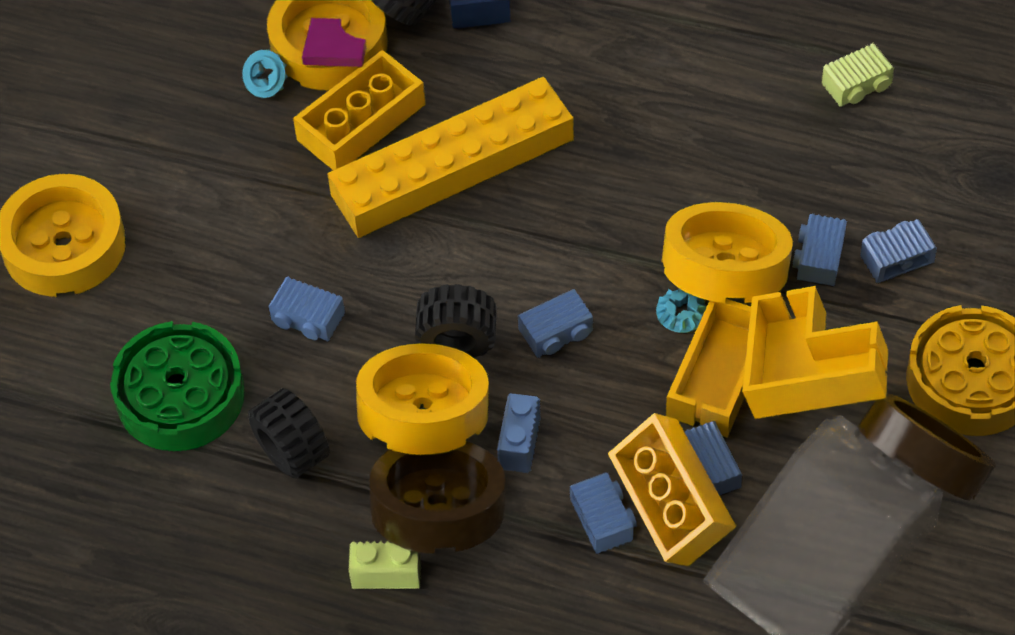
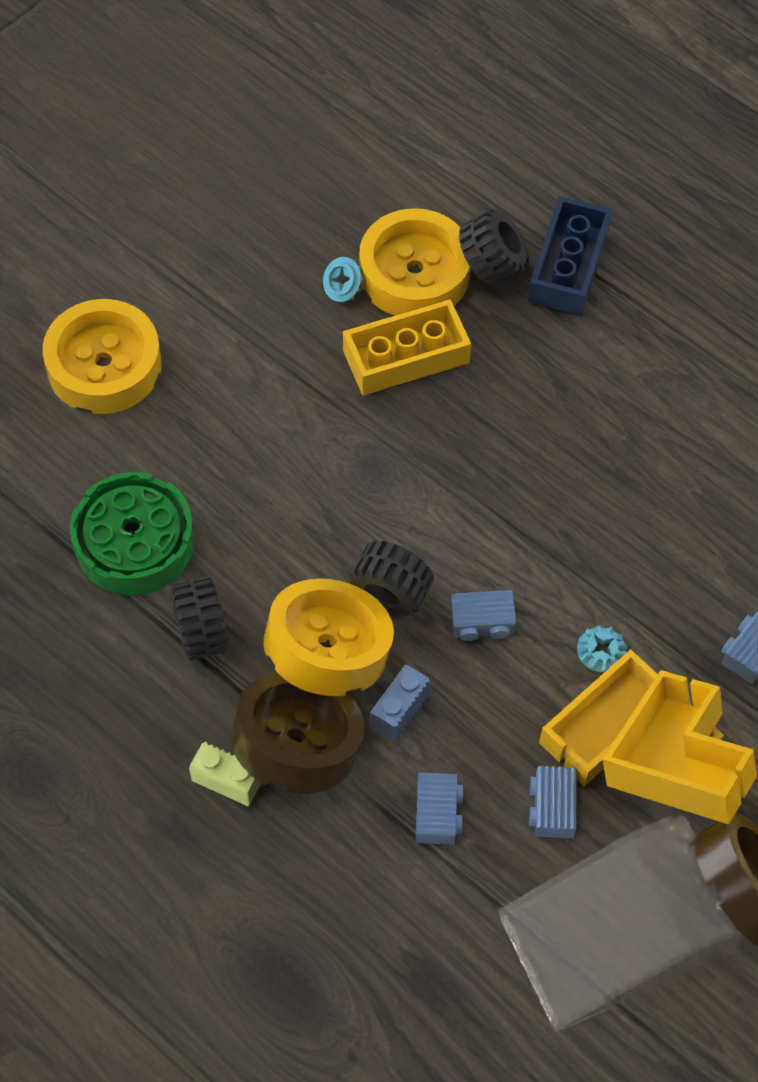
camera: 20 degrees right, 5 degrees up
(306, 309) = (274, 510): medium blue brick -> none
(331, 46) = (408, 278): magenta tile -> none
(450, 156) = (467, 421): yellow brick -> none
(671, 490) = (505, 817): yellow brick -> none
(726, 251) = (669, 593): yellow brick -> none

